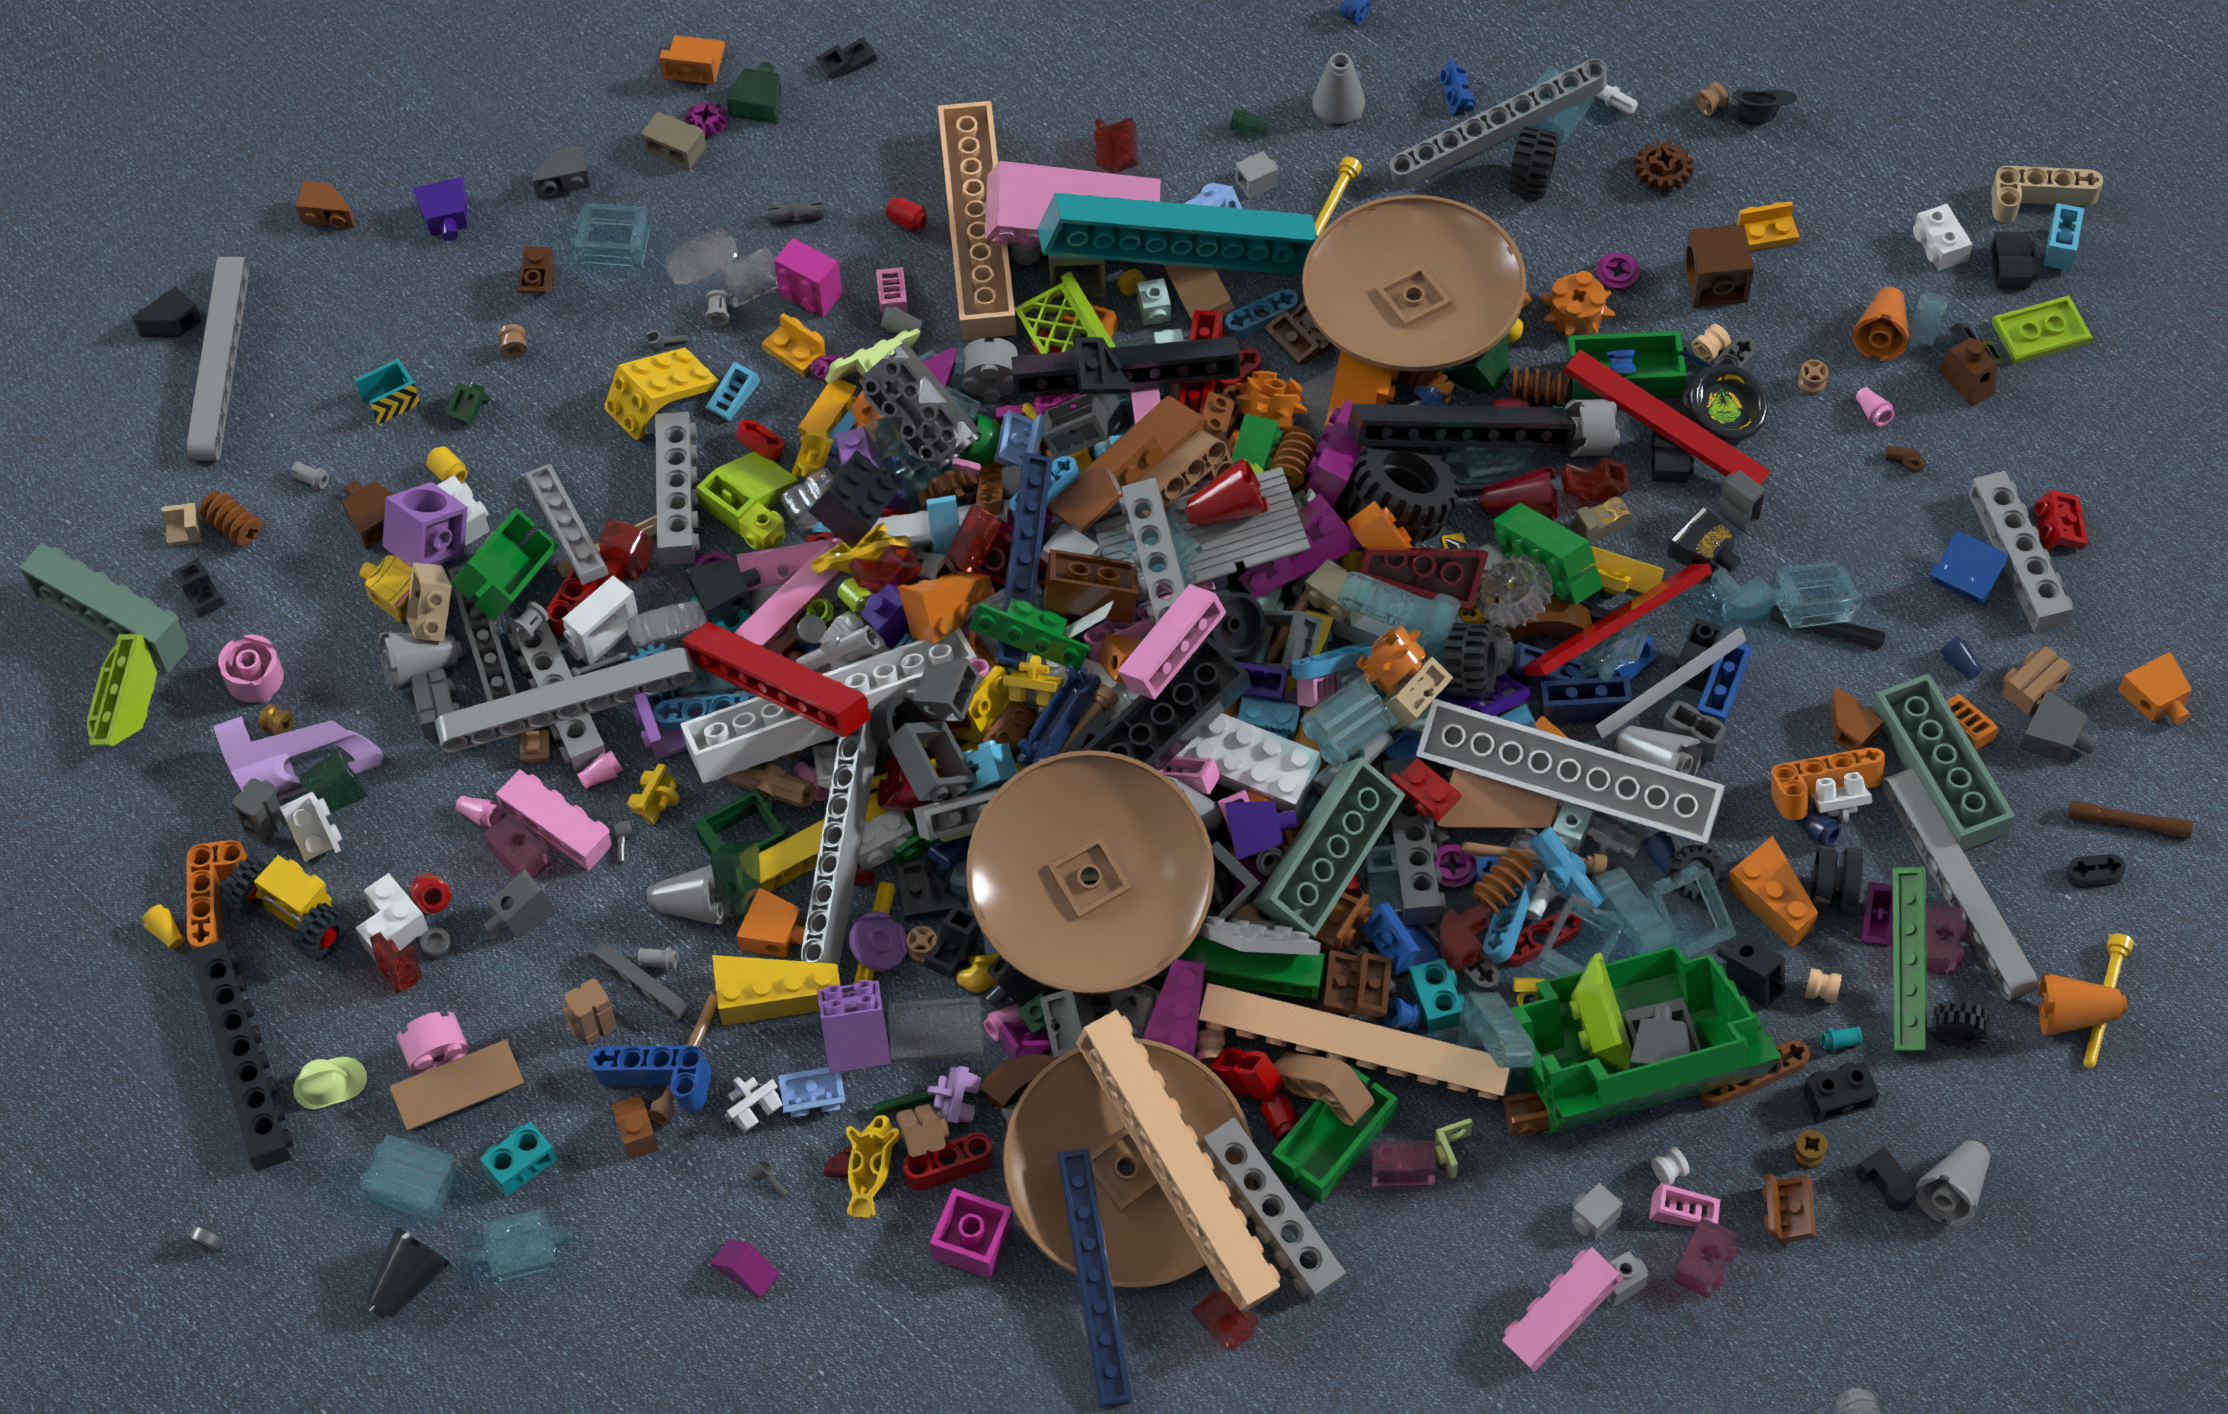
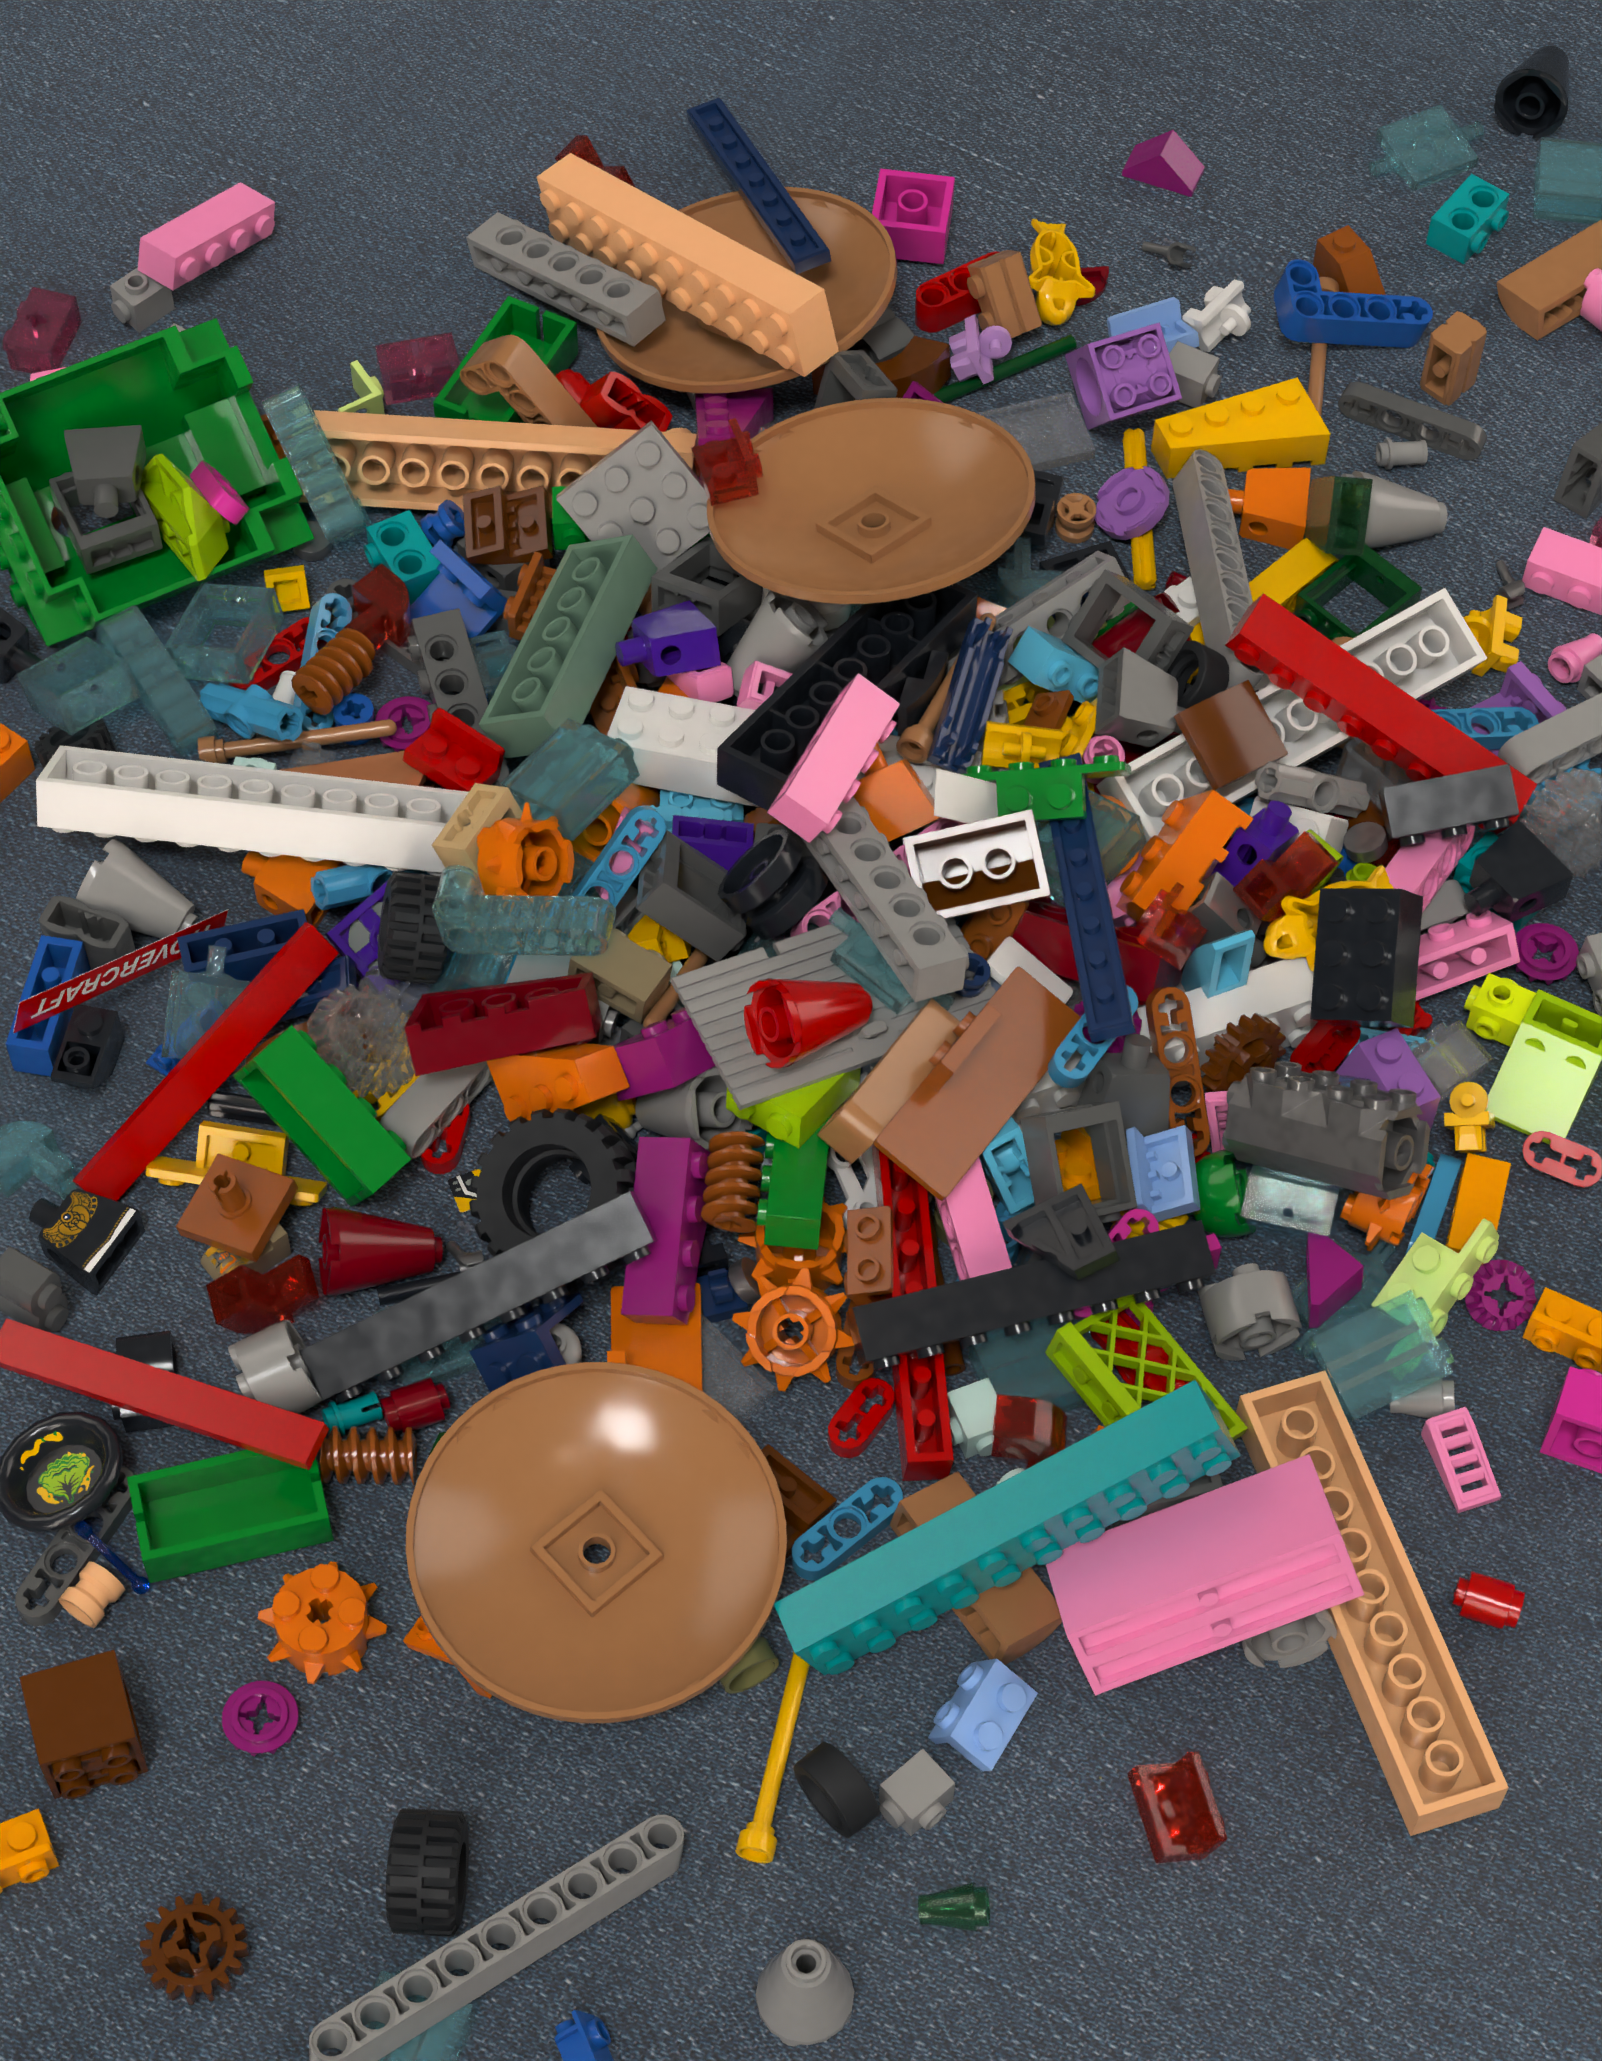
camera: 165 degrees right, 0 degrees up
(752, 617) = (1449, 805): none -> black brick
(797, 1043) = (1195, 374): none -> light grey brick
(885, 665) = (1230, 735): none -> reddish brown slope
(924, 319) = (1382, 1355): none -> clear light blue brick
(1110, 532) = (981, 971): none -> dark blue bush
(1146, 317) = (1027, 1429): none -> clear red brick
(1190, 926) = (728, 466): none -> clear red bracket
(1301, 173) = (836, 1789): none -> black tyre
(1464, 484) = (464, 1259): none -> flat silver hand
(1580, 1010) = (219, 492): none -> dark pink beam
(1607, 525) = (237, 1207): none -> dark orange tile
(1622, 361) = (233, 1486): blue wheel -> none

